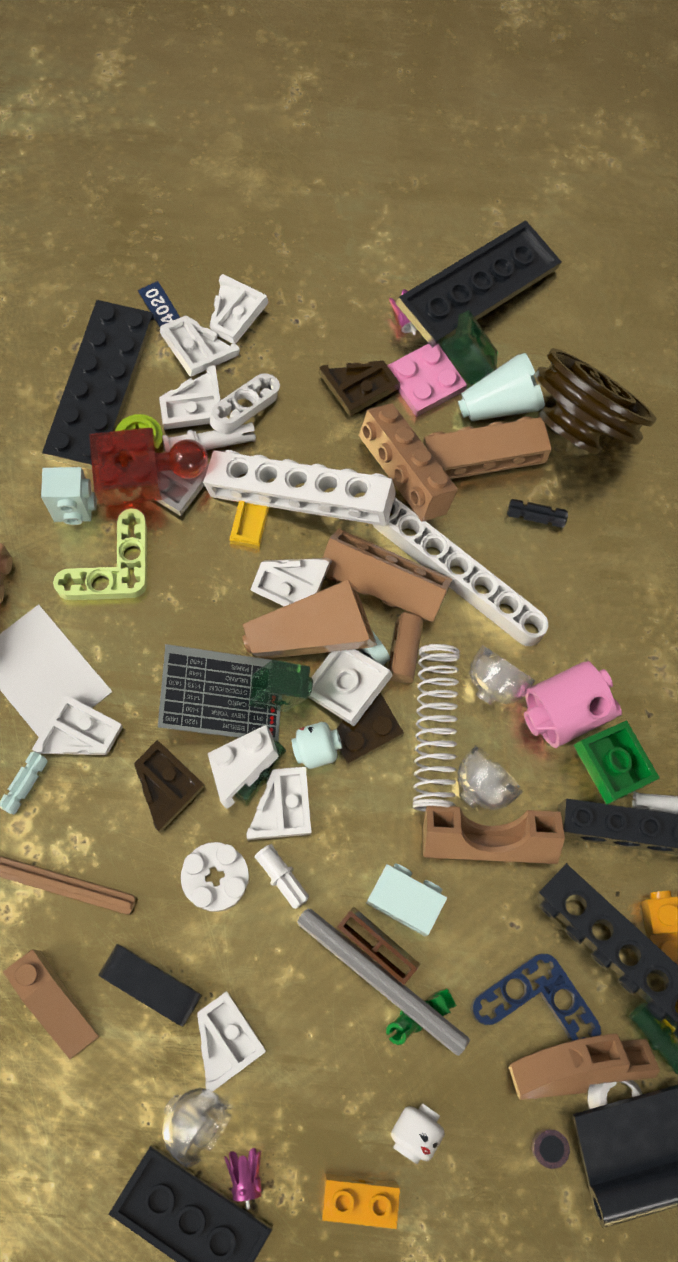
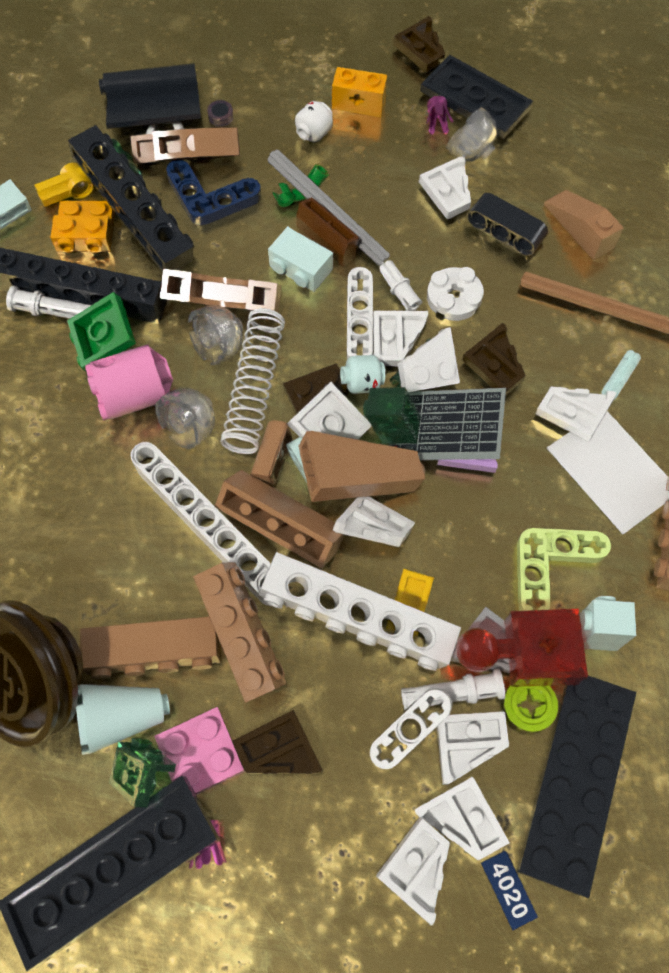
camera: 170 degrees left, 5 degrees down
(326, 831) = (356, 316): none -> white beam
(537, 513) = (111, 579): black axle -> none

